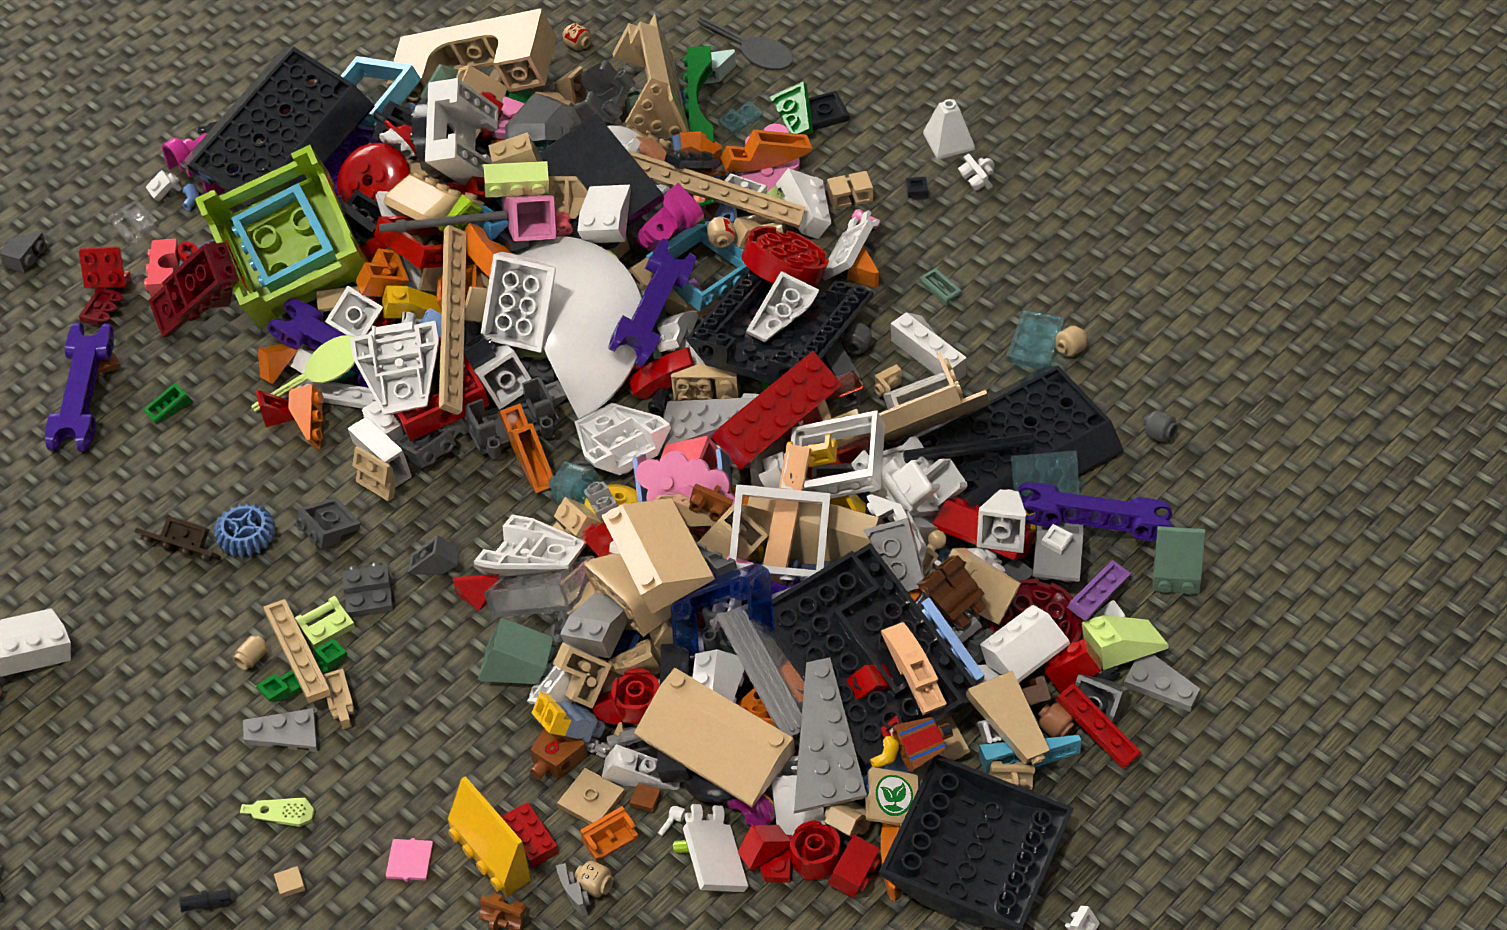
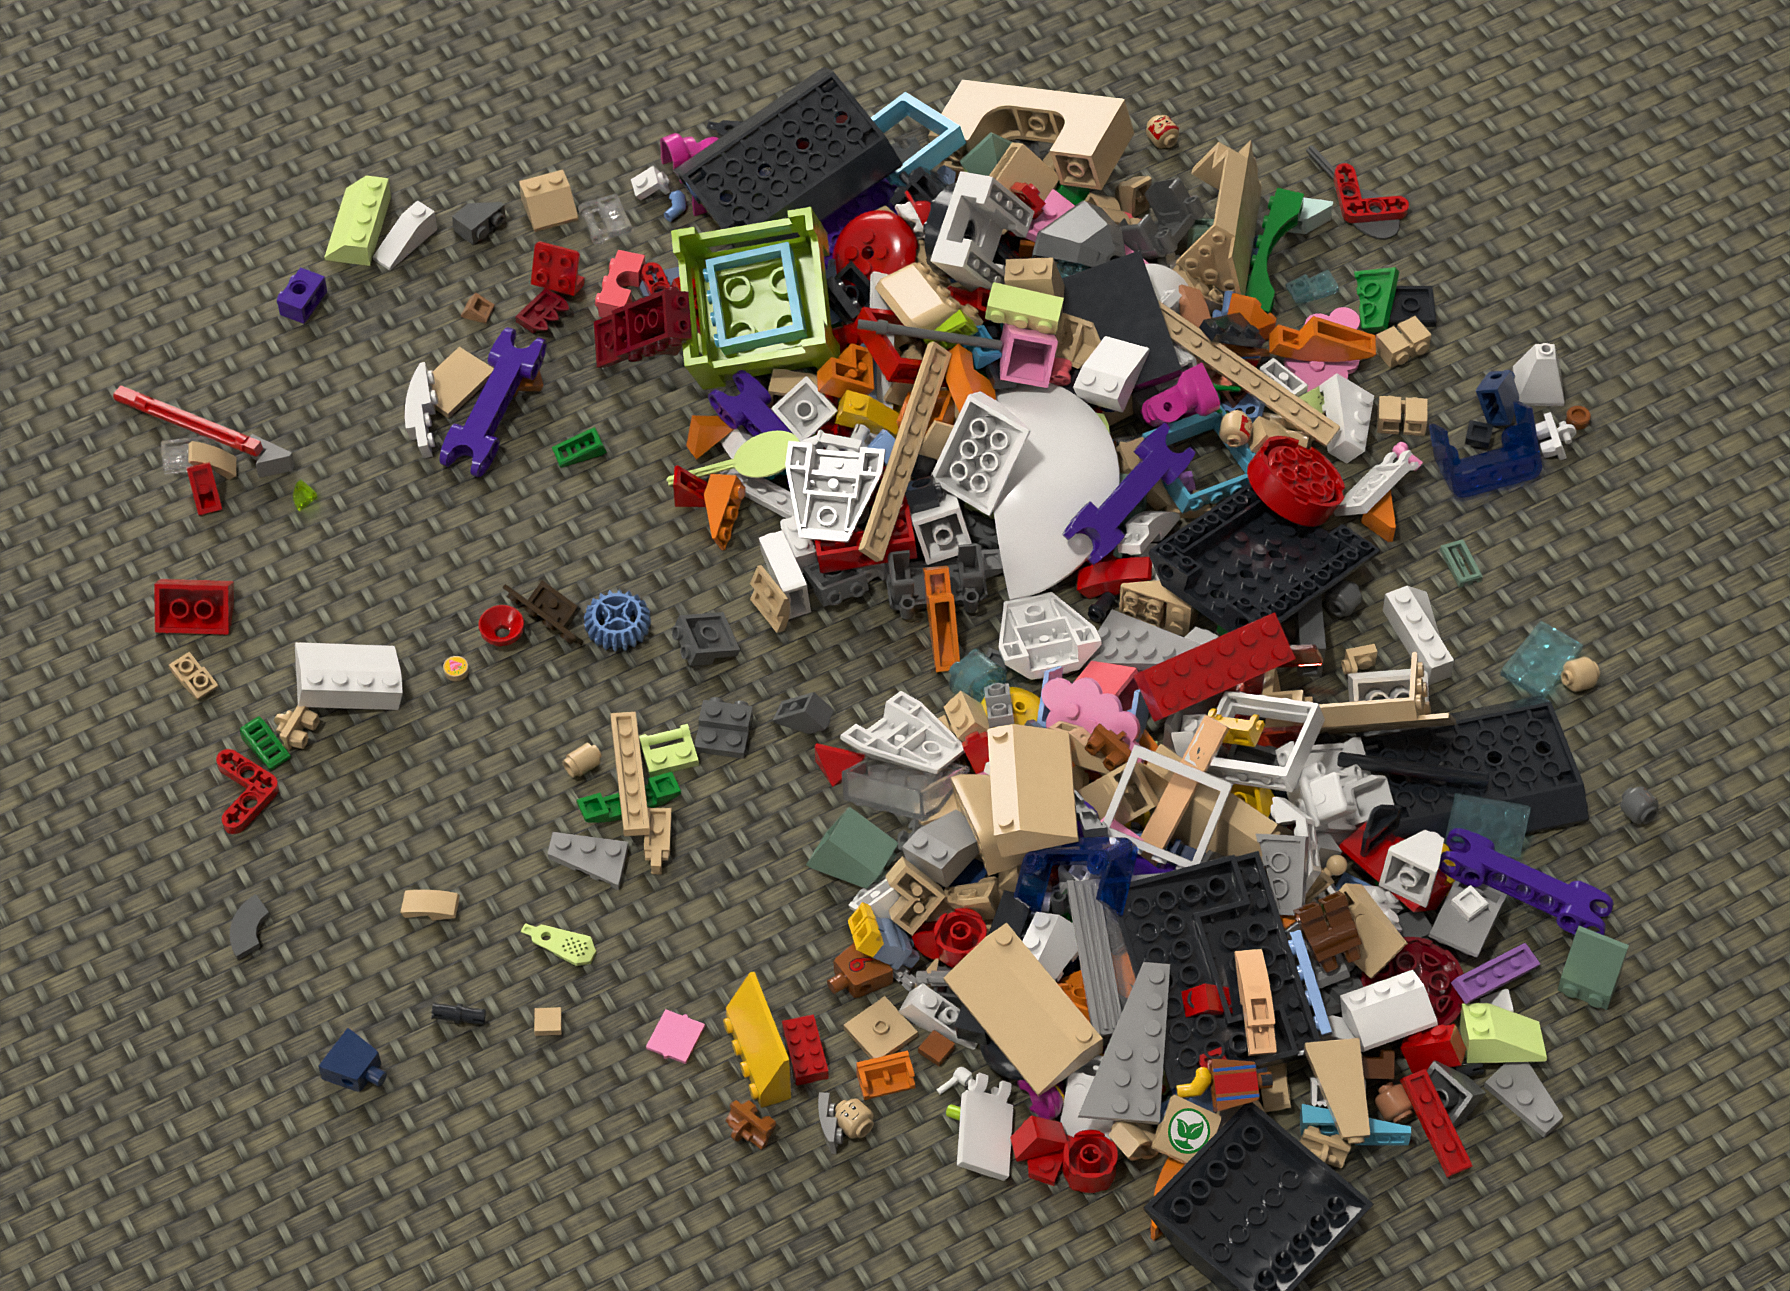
camera: 15 degrees right, 5 degrees up
(16, 410) = (419, 407): none -> white slope
(39, 383) = (458, 380): none -> tan tile
(44, 320) = (478, 309): none -> medium nougat slope
(79, 220) = (548, 200): none -> tan slope
(112, 611) = (455, 668): none -> tile
(142, 557) = (501, 618): none -> red piece
(153, 812) = (434, 903): none -> tan slope
(755, 51) = (1356, 202): none -> red beam
(781, 306) = (1272, 538): white wedge -> none
(828, 141) = (1397, 347): none -> tan piece
(854, 865) = (1124, 1191): red brick -> none
(918, 150) = (1497, 396): none -> dark blue torso
(954, 199) = (1512, 464): none -> clear blue windscreen
(960, 497) = (1380, 824): none -> black slope
(991, 152) = (1578, 416): none -> dark orange tile

